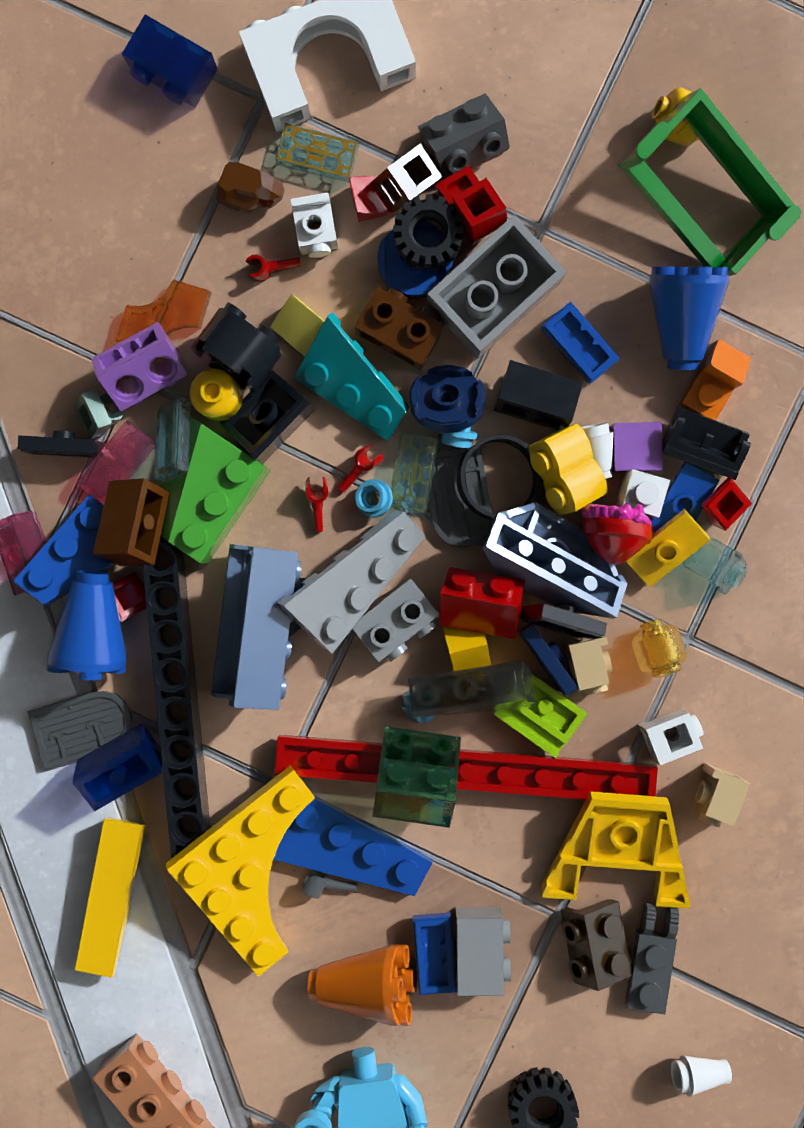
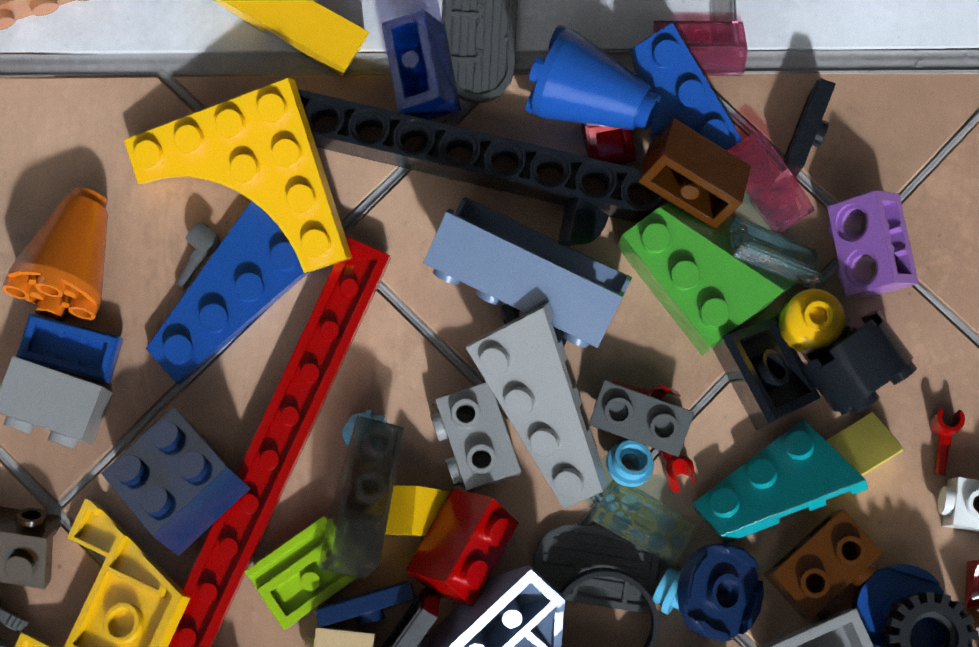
camera: 100 degrees right, 10 degrees down
(93, 413) = (832, 175): sand green tile -> none
(177, 309) = (926, 313): clear orange tile -> none
(200, 597) = (581, 223): none -> black tile
(337, 501) = (641, 418): none -> dark grey hinge
(417, 777) = (285, 396): clear green slope -> none
(508, 835) = (175, 481): none -> dark blue piece

